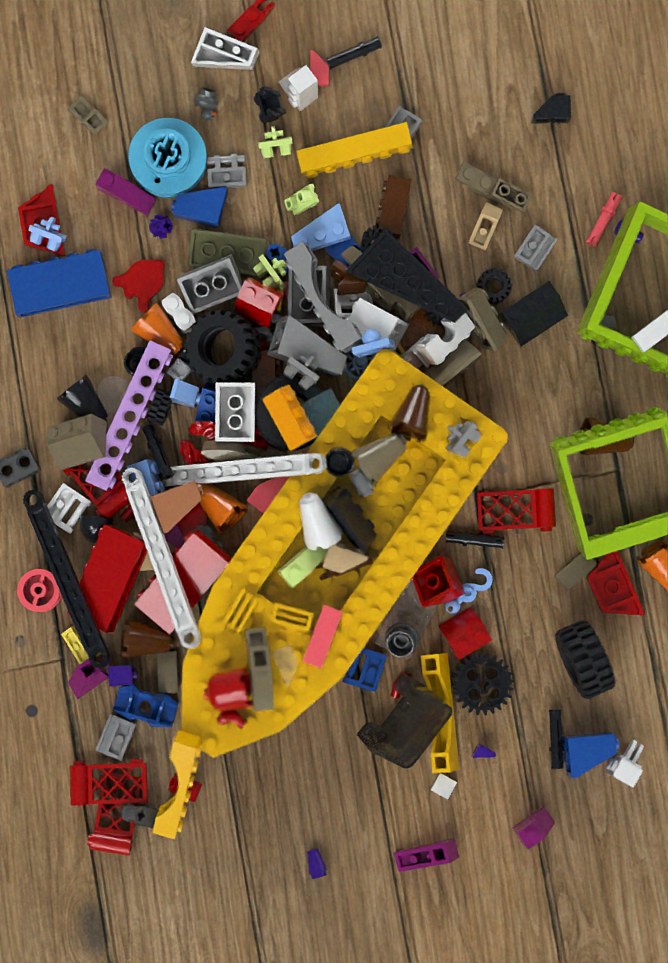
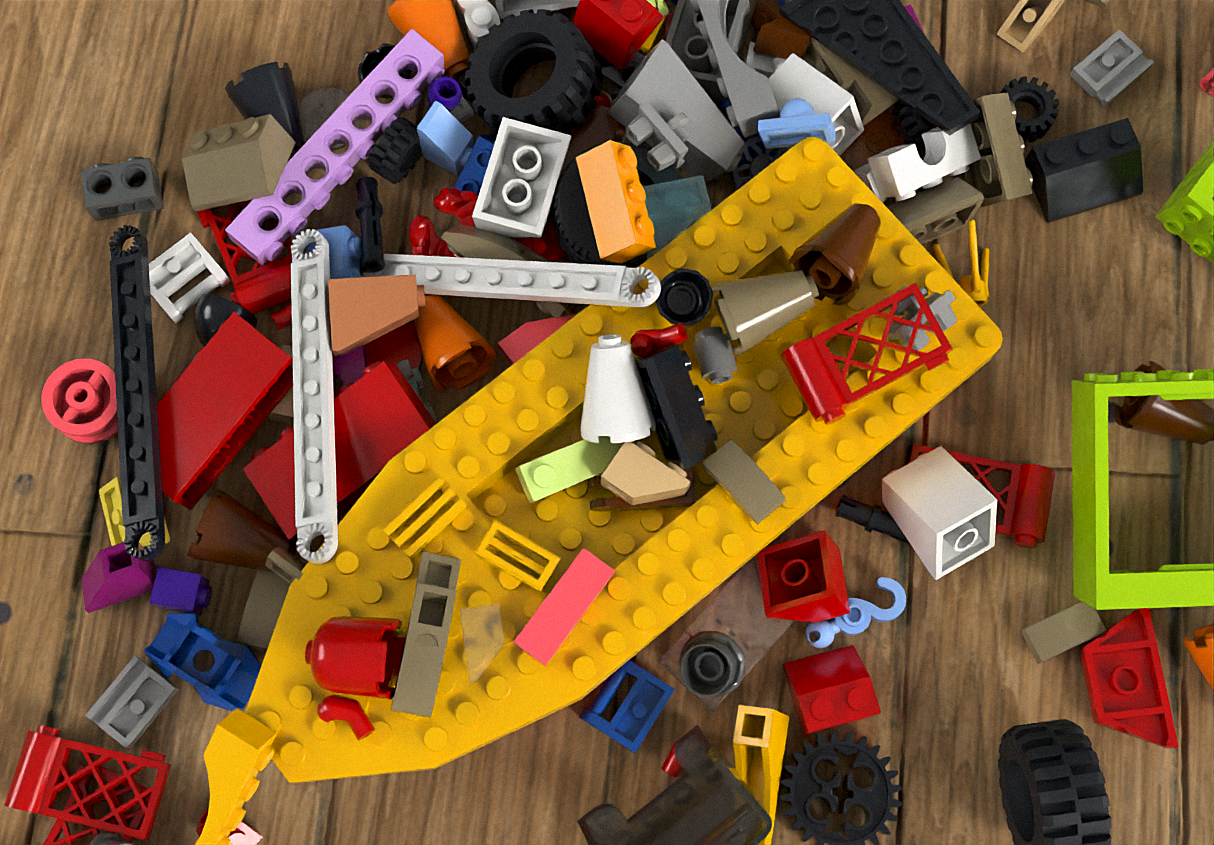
camera: 15 degrees right, 10 degrees down
(176, 650) = (285, 564): none -> dark tan slope
(178, 368) = (445, 91): none -> dark purple cone
(325, 489) = (655, 339): none -> red arm
(394, 549) = (744, 481): none -> dark tan slope
(418, 483) = (820, 378): none -> red piece
(488, 398) = (974, 285): none -> yellow plant
(498, 527) = (941, 511): none -> white slope

